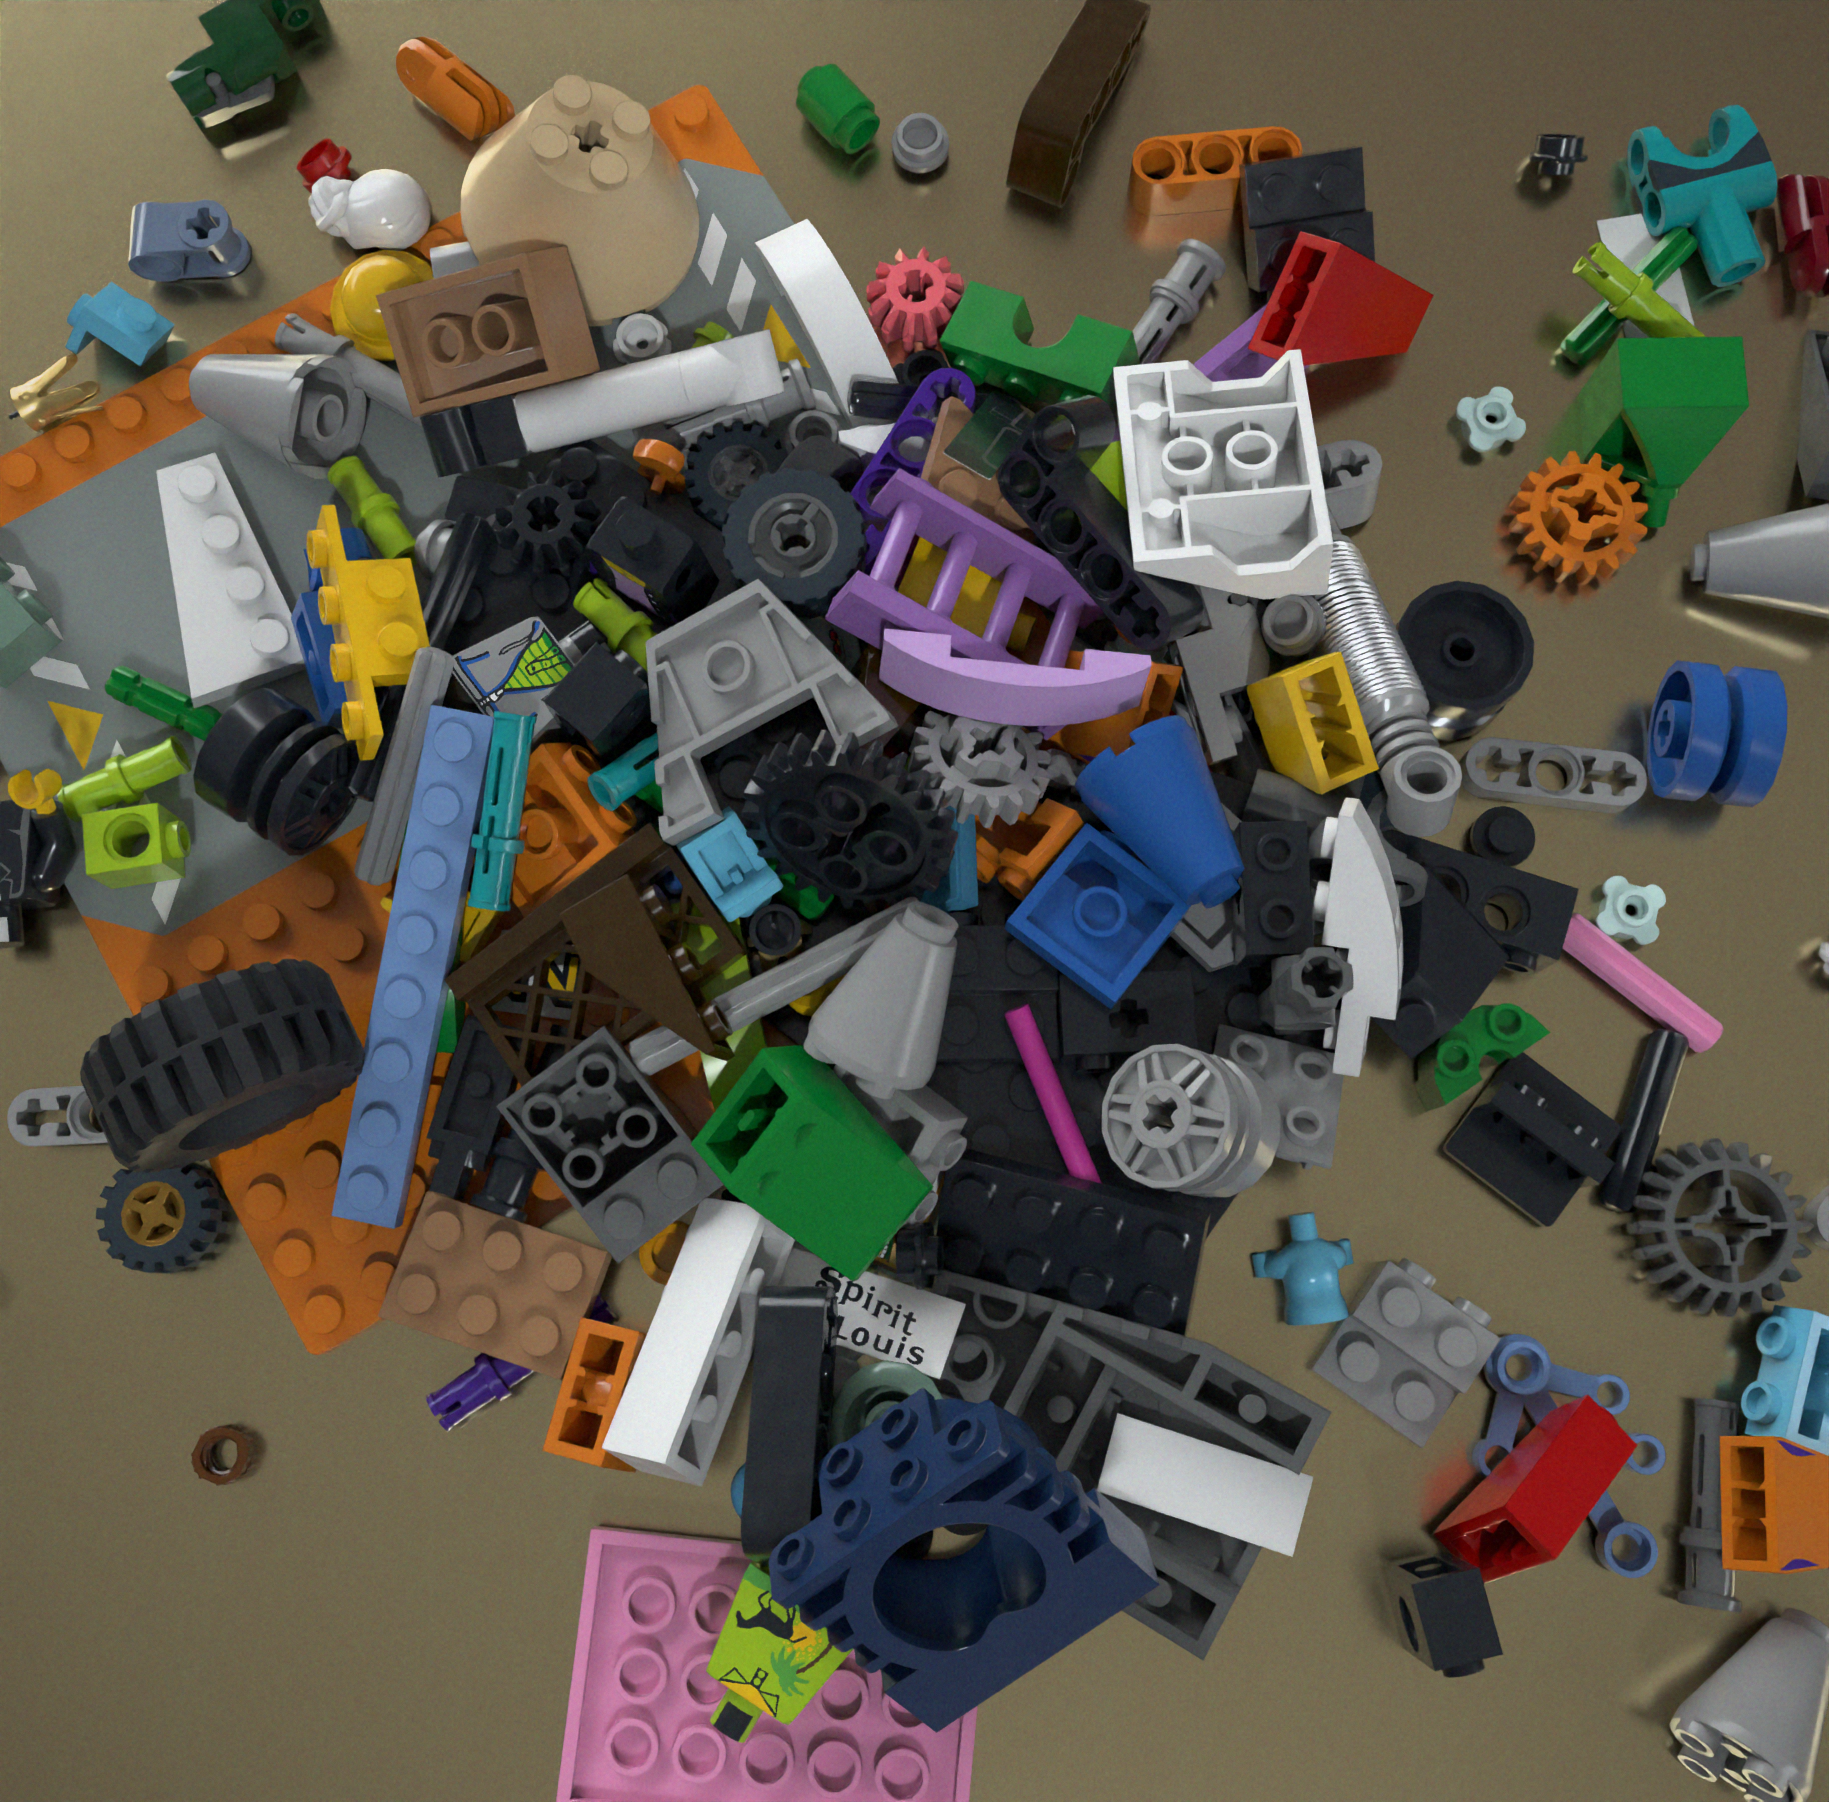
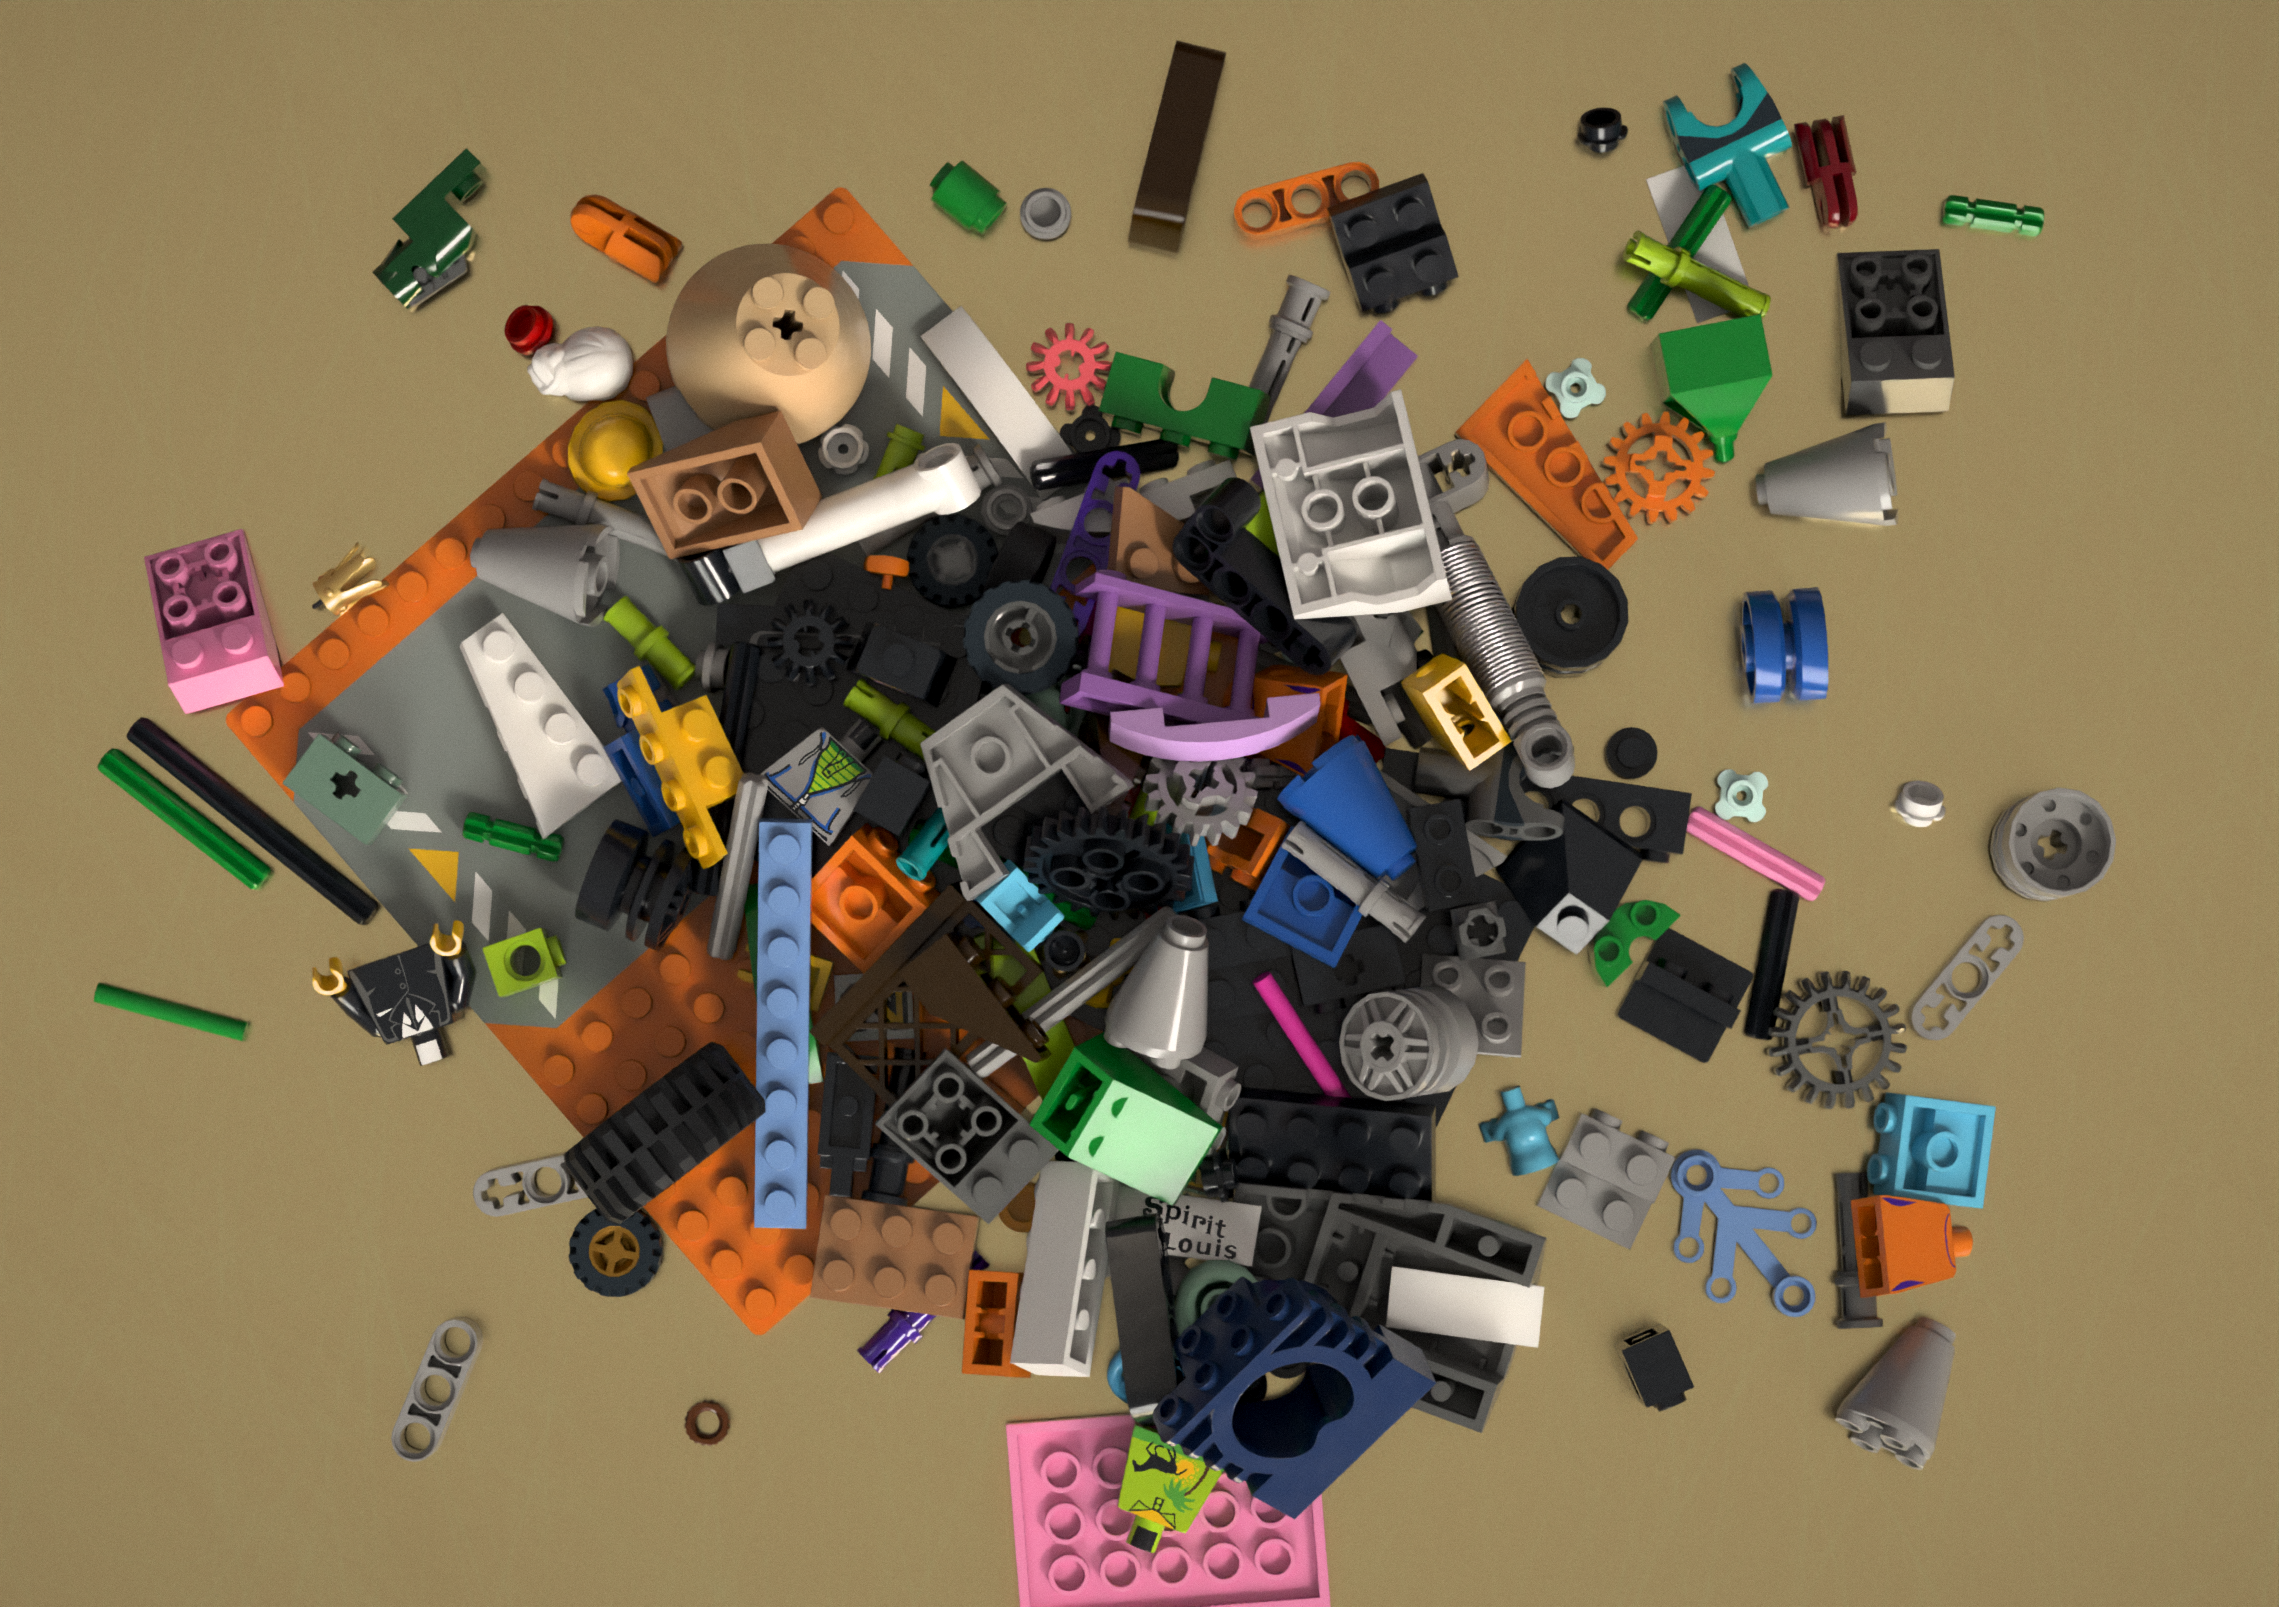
camera: 15 degrees left, 10 degrees up
(120, 322) = (389, 510): medium azure bracket -> none
(125, 778) = (501, 905): lime pin -> none
(179, 240) = (415, 423): sand blue piece -> none
(501, 812) = (830, 894): teal pin -> none
(990, 434) = (1161, 517): black sticker -> none
(1156, 900) = (1345, 875): none -> light grey pin
(1293, 624) = (1430, 626): light grey plate -> none
(1338, 306) = (1429, 330): red slope -> none
(1365, 918) = (1519, 870): white slope -> none
(1446, 497) = (1547, 467): none -> orange wing
(1538, 1492) = (1716, 1265): red slope -> none
(1594, 796) = (1704, 703): light grey beam -> none

